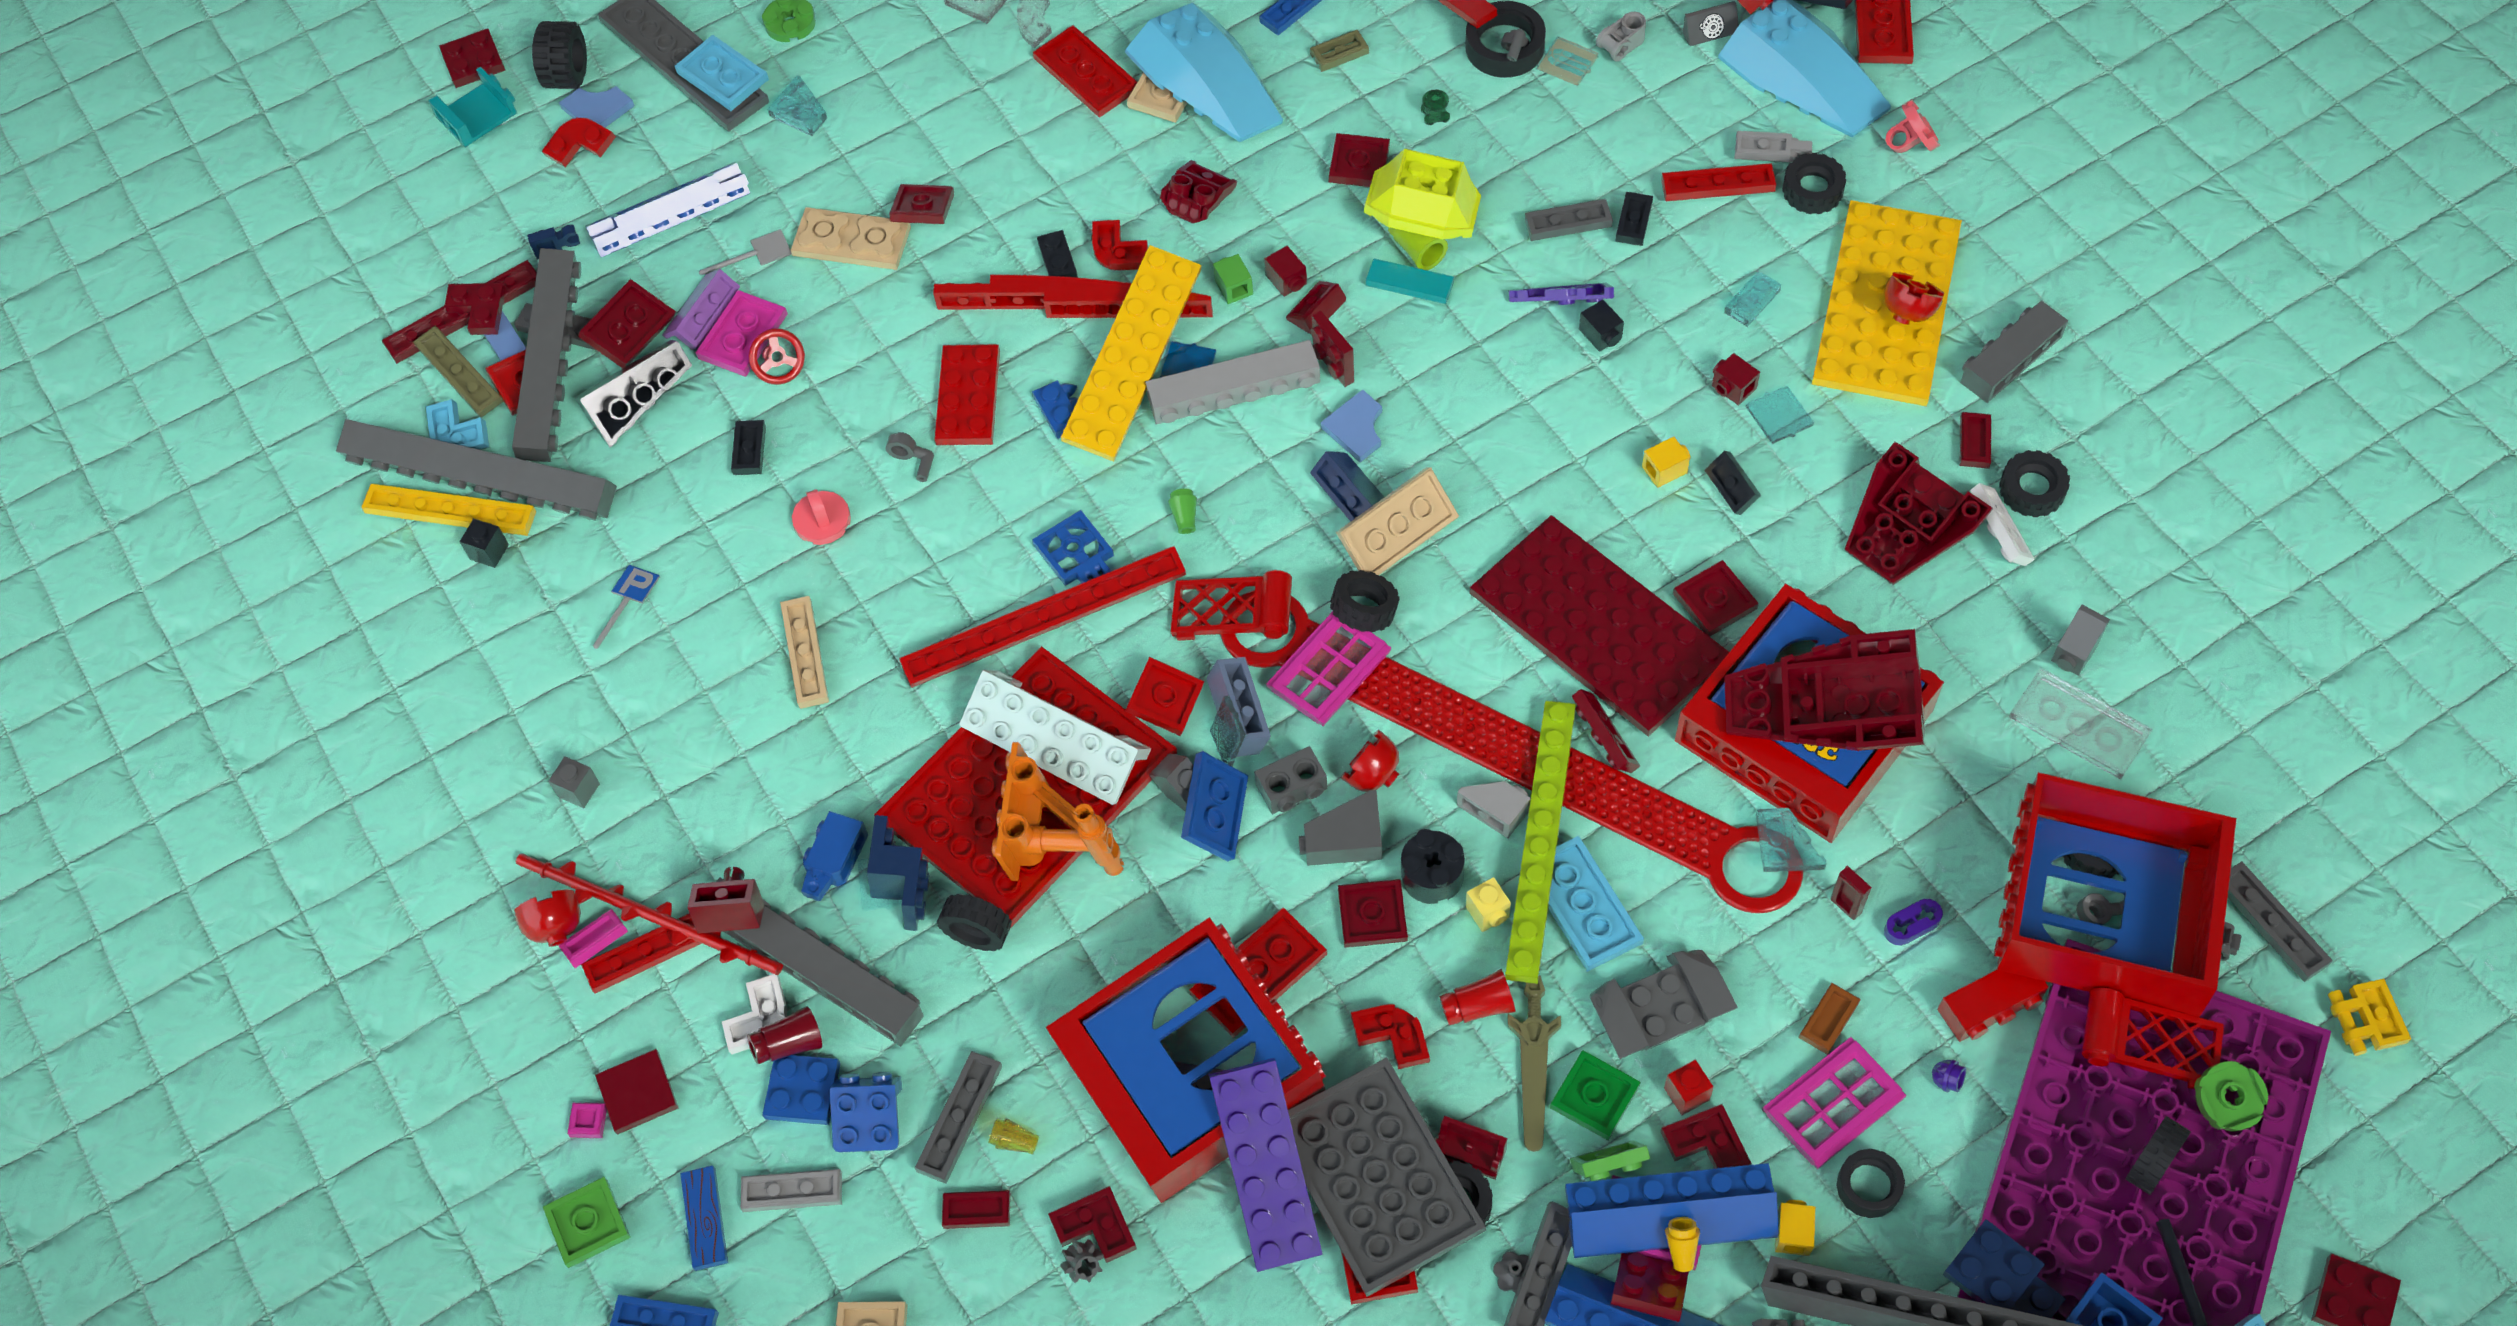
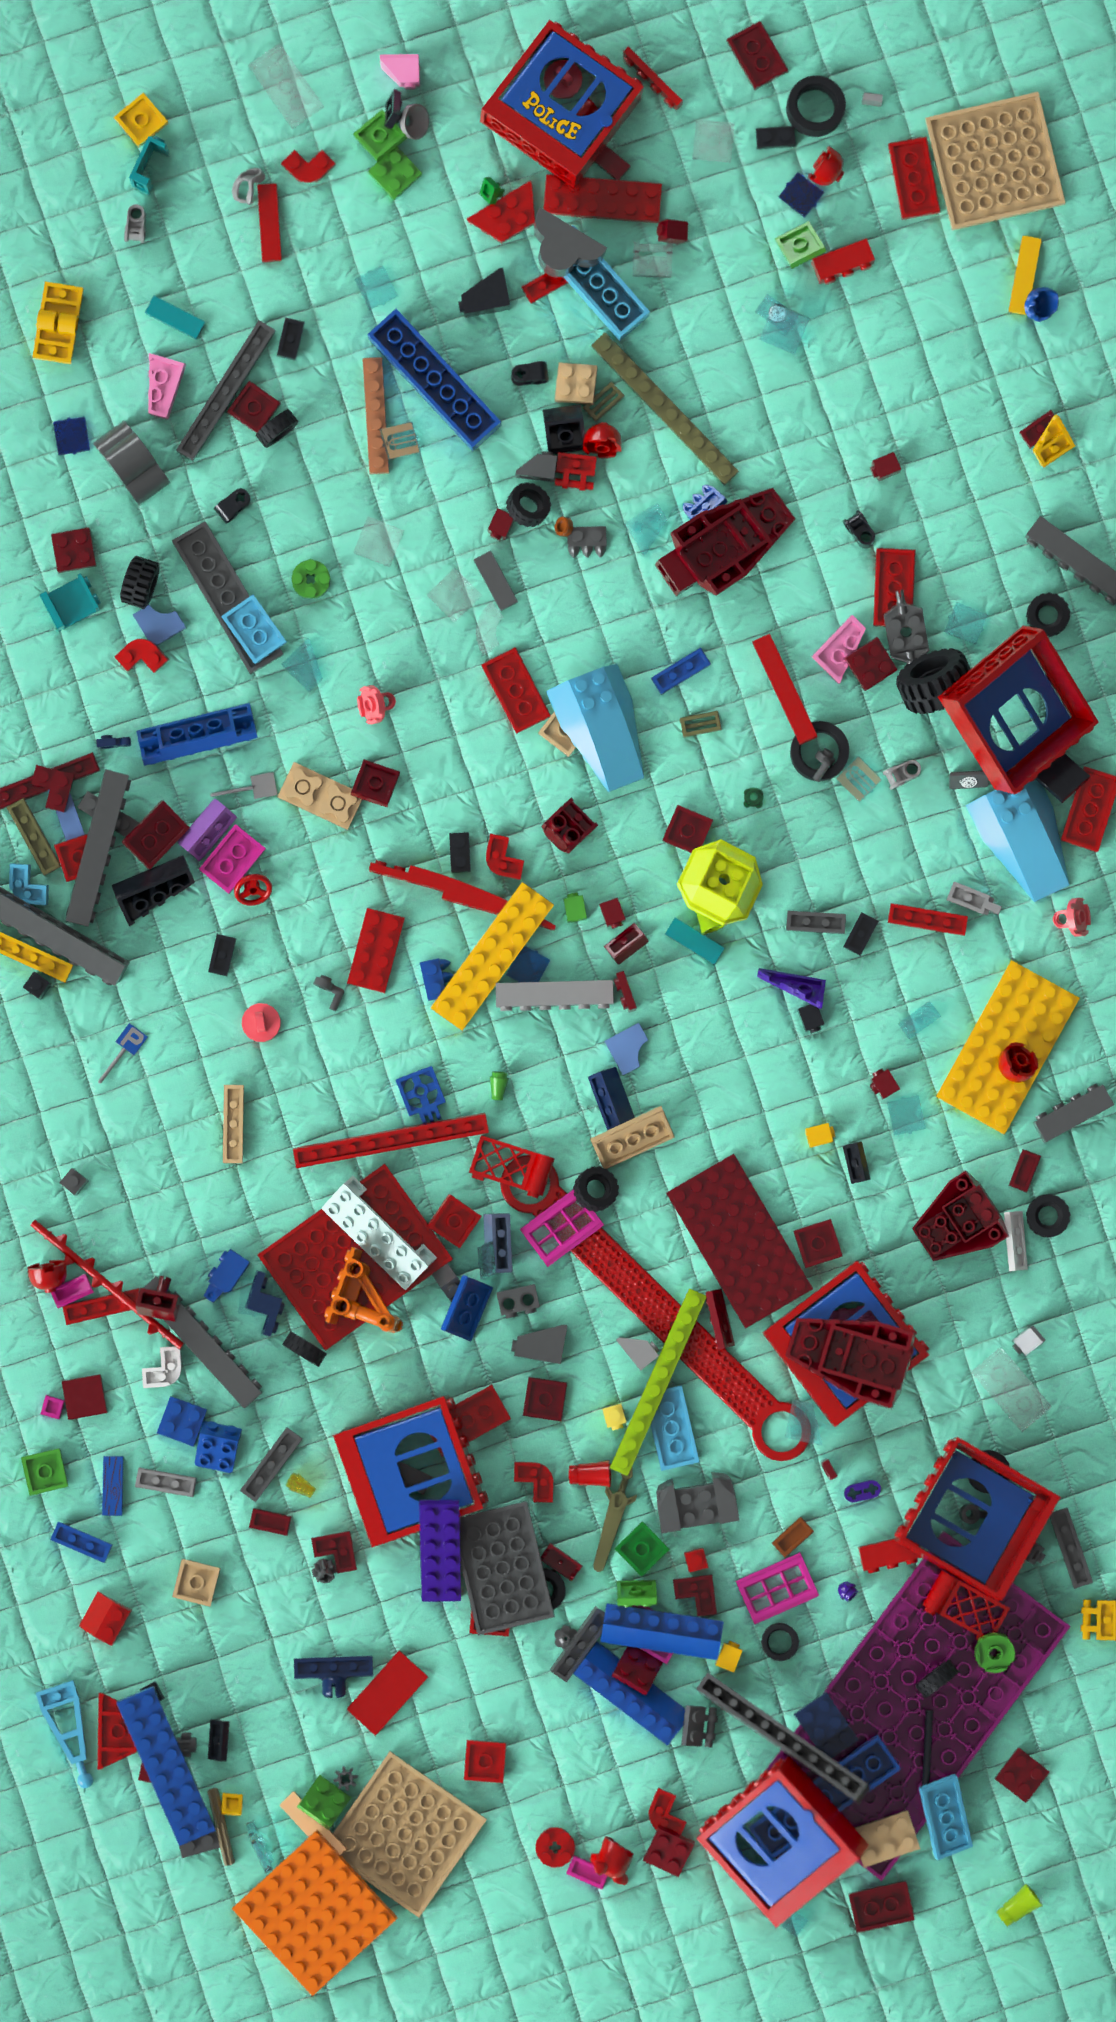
camera: 10 degrees right, 25 degrees up
(785, 1037) = (179, 1391): dark red plant -> none
(899, 116) = (372, 704): none -> coral tile
(1374, 765) = (570, 1305): red cylinder -> none
(1447, 862) = (589, 1393): black brick -> none
(1683, 1242) = (661, 1653): yellow cone -> none
(1814, 165) = (992, 924): black tyre -> none

